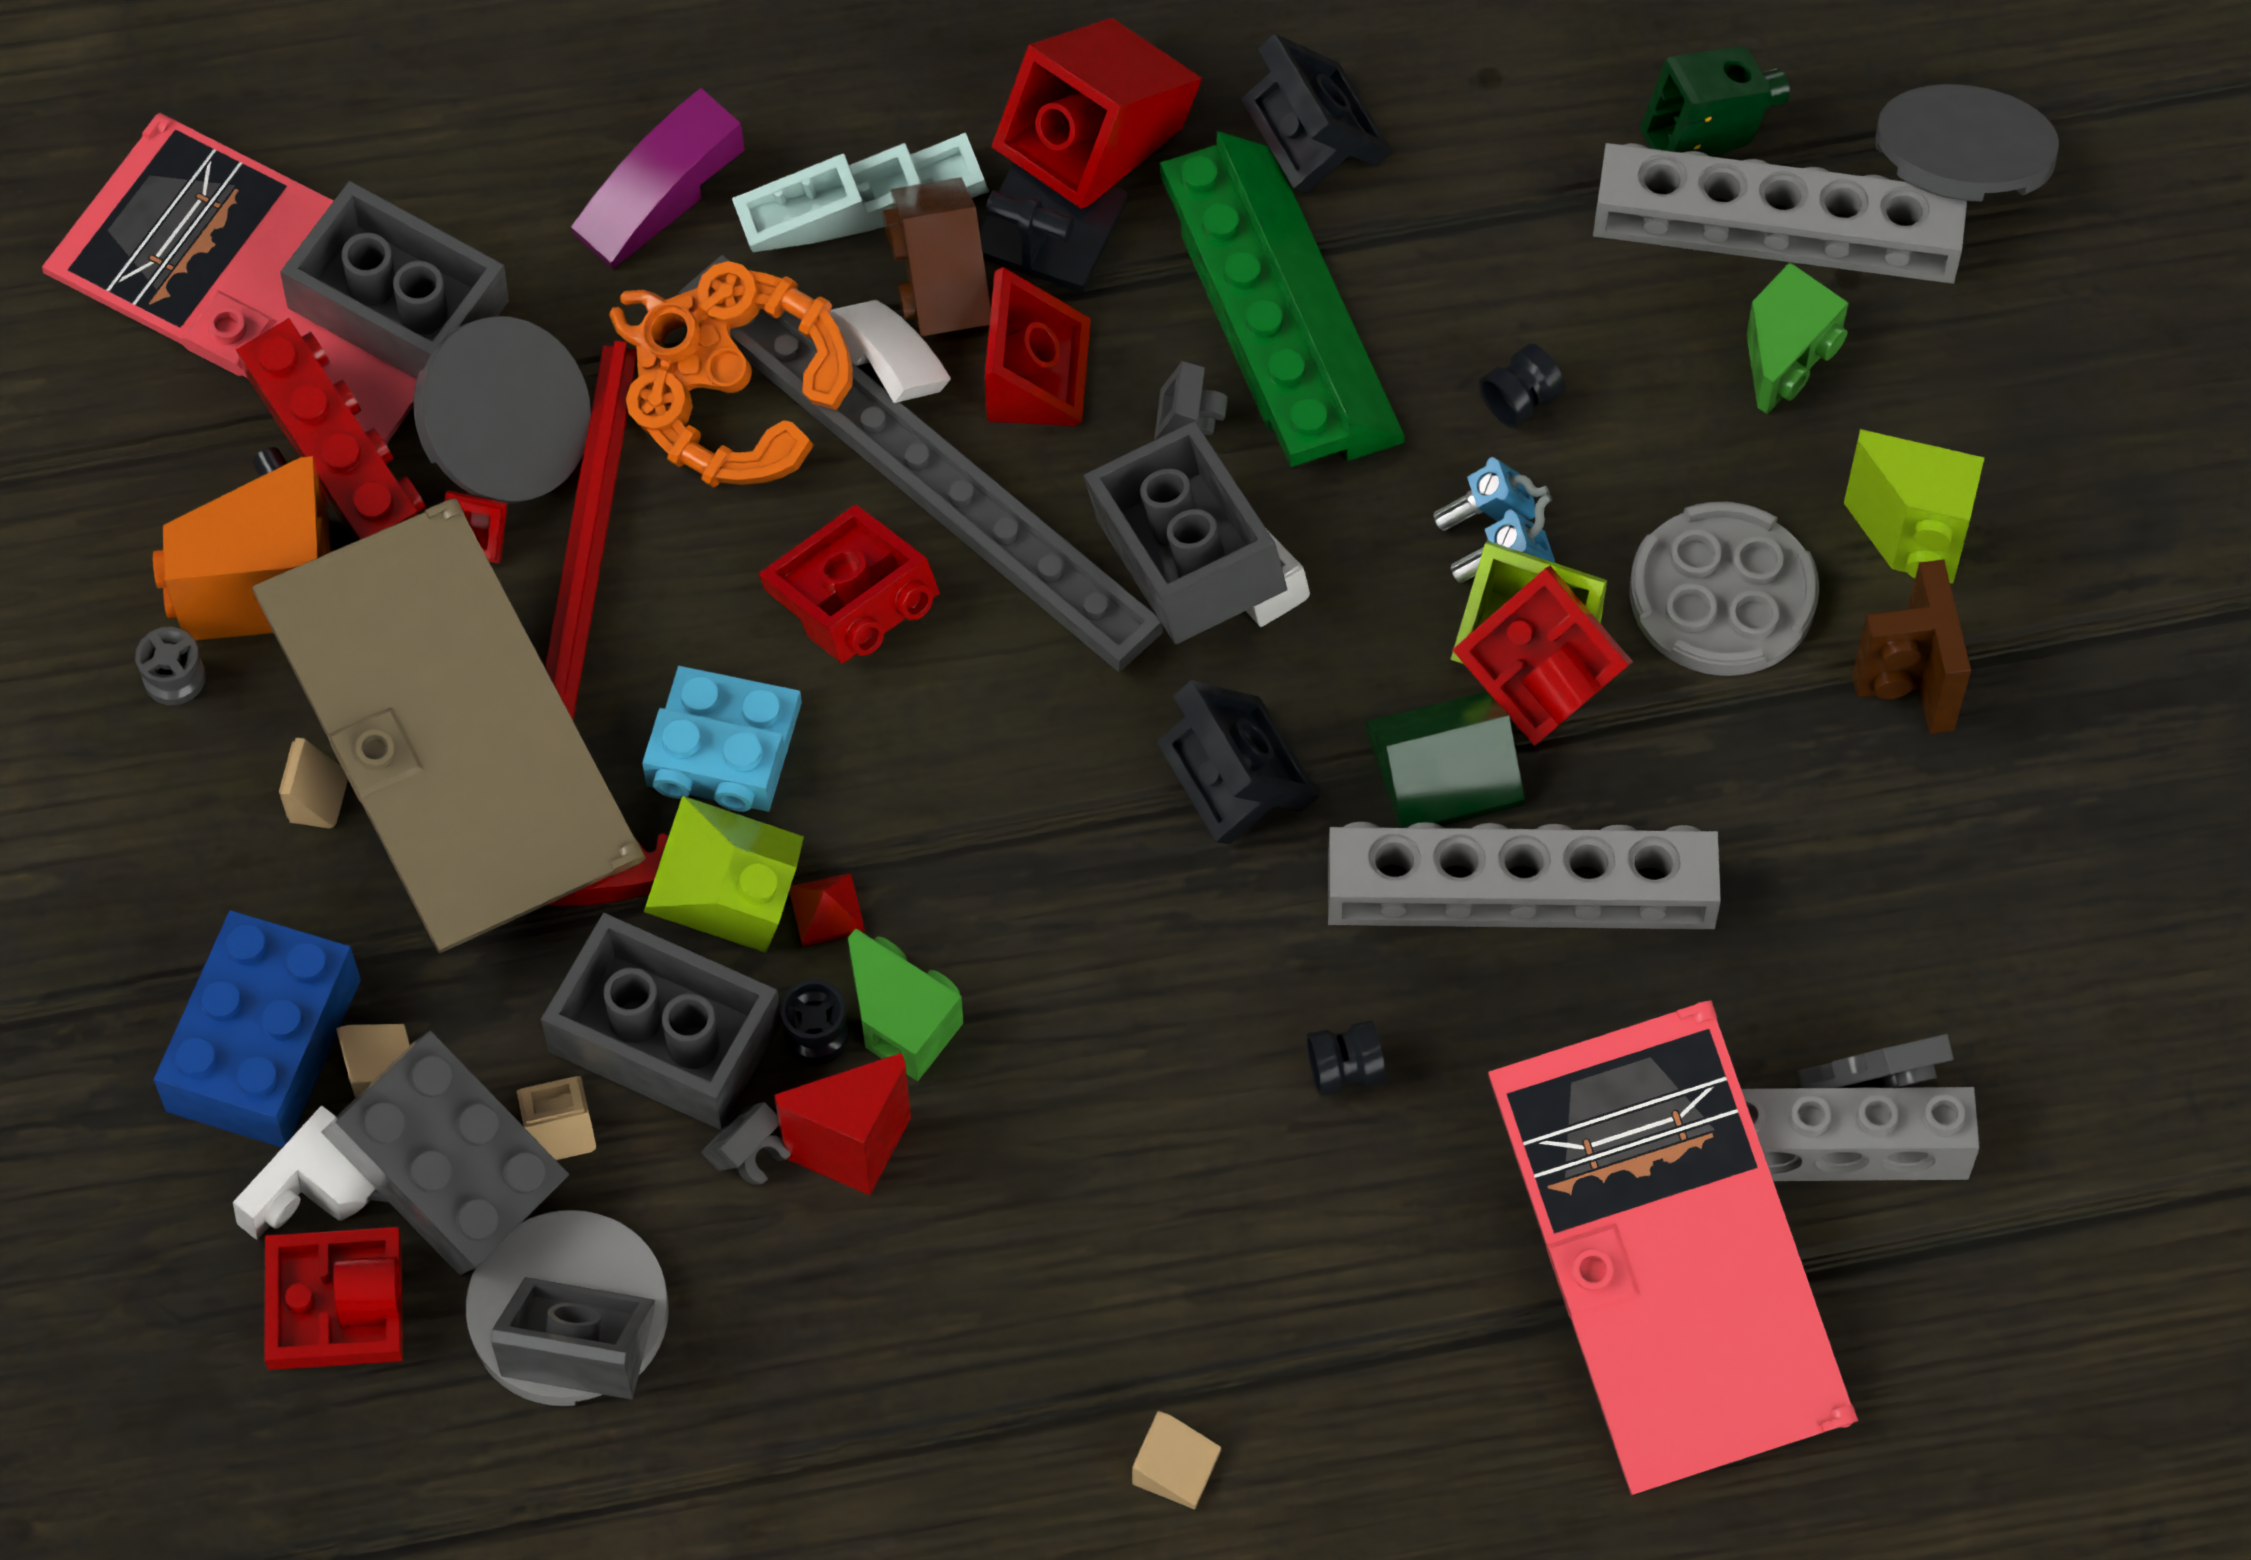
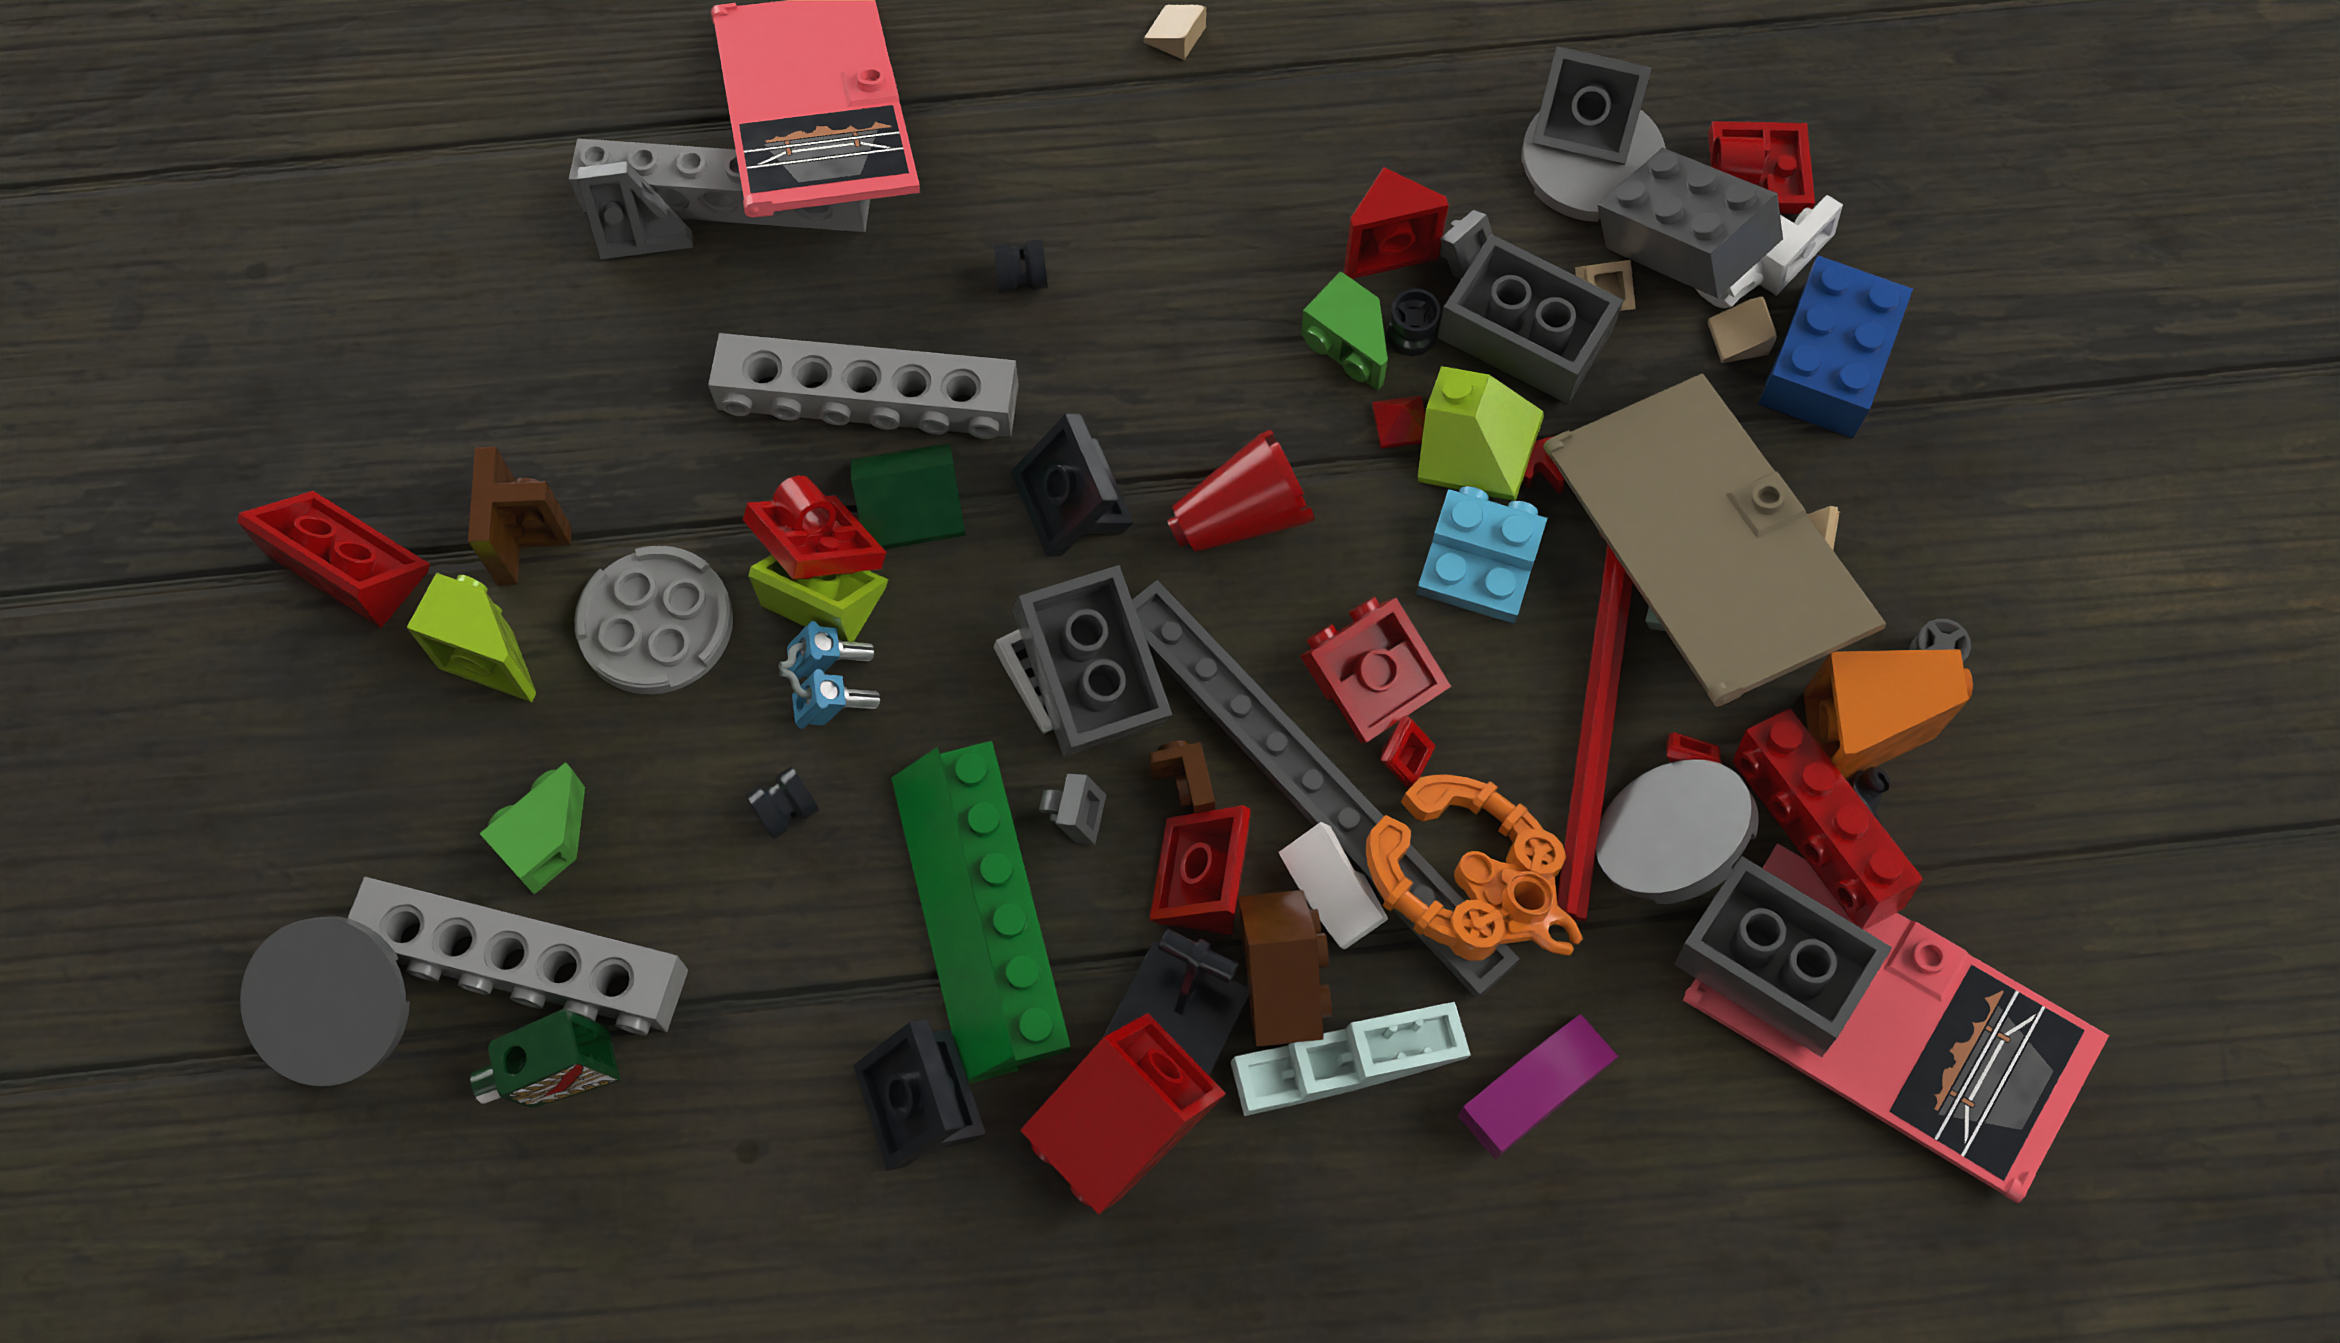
camera: 175 degrees left, 5 degrees up
(811, 501) = (1407, 751): none -> red slope
(1015, 758) = (1242, 499): none -> red cone
(1055, 449) = (1187, 759): none -> reddish brown bracket
(2128, 612) = (336, 553): none -> red slope

